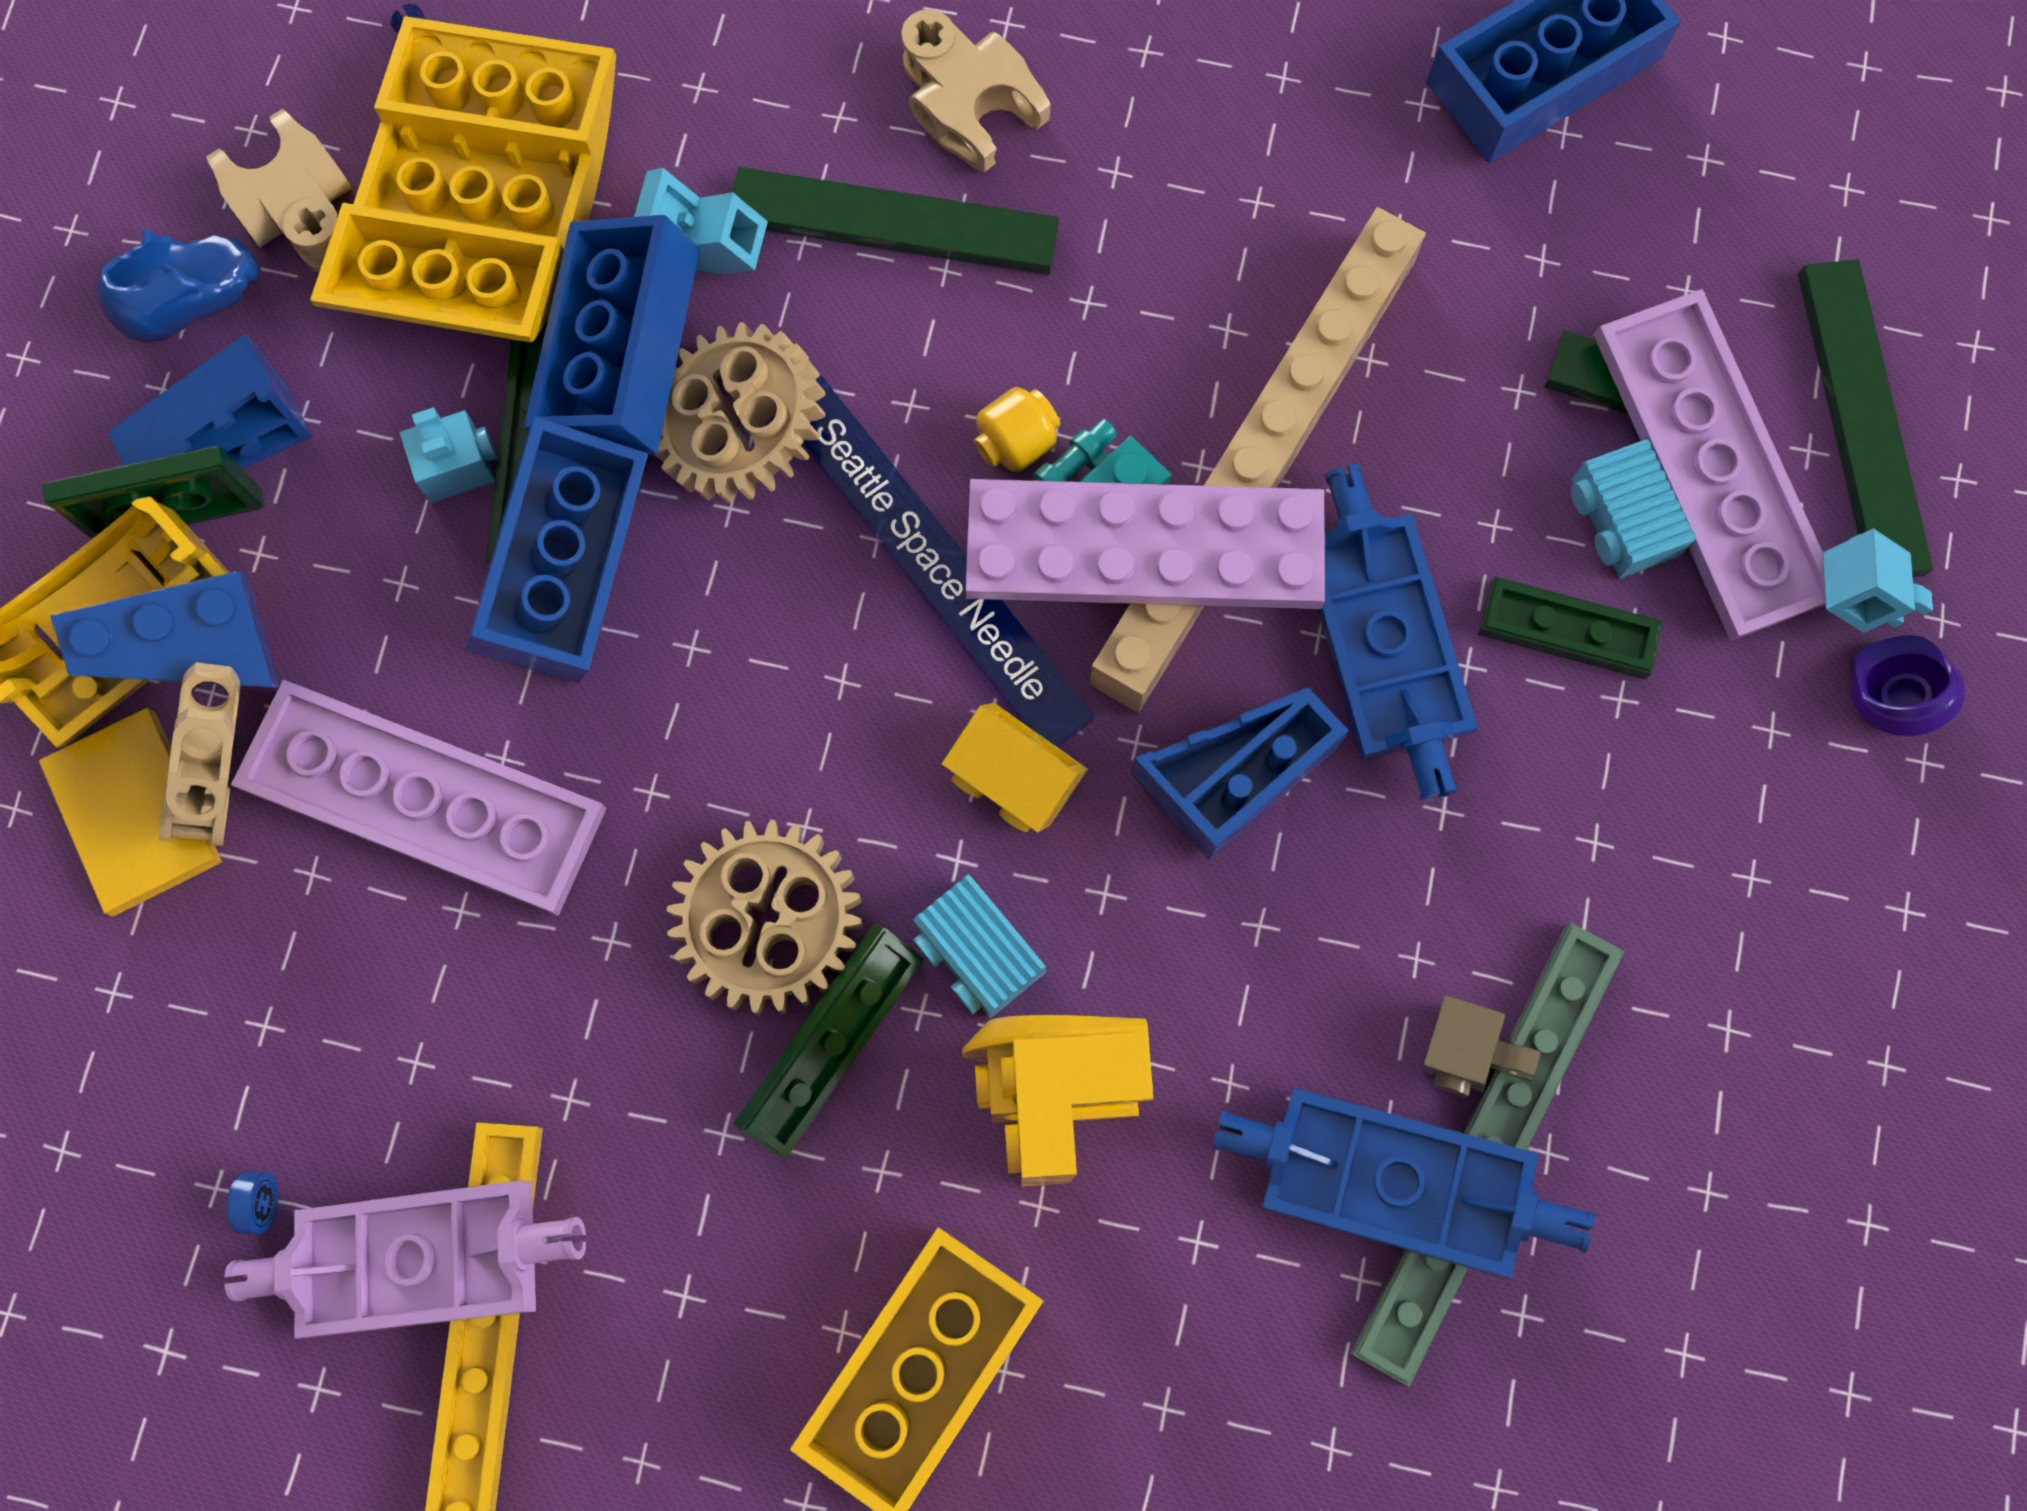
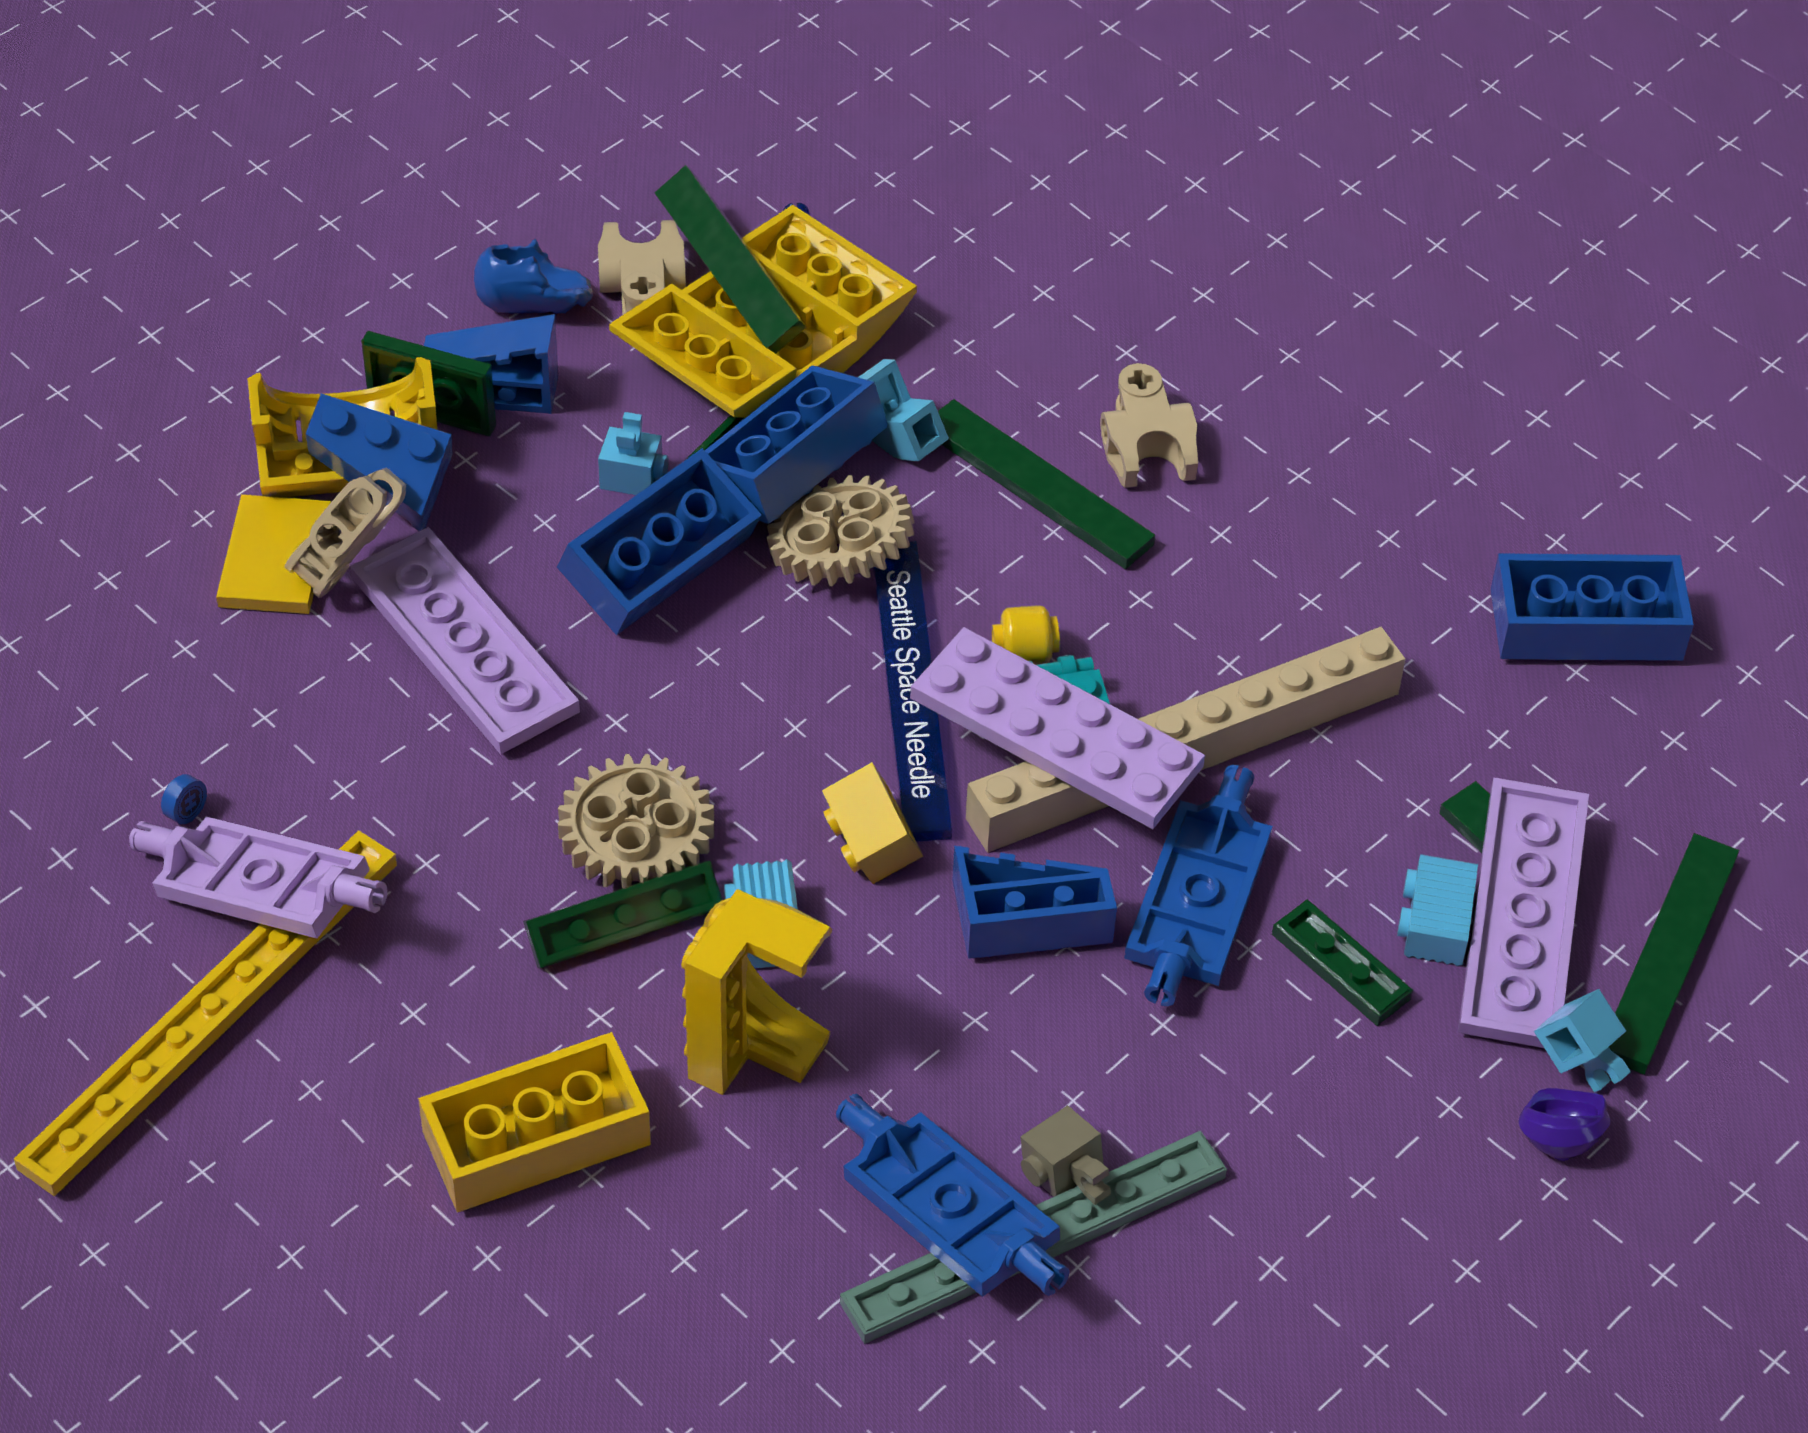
camera: 30 degrees right, 25 degrees down
(385, 132) = (730, 260): none -> dark green tile

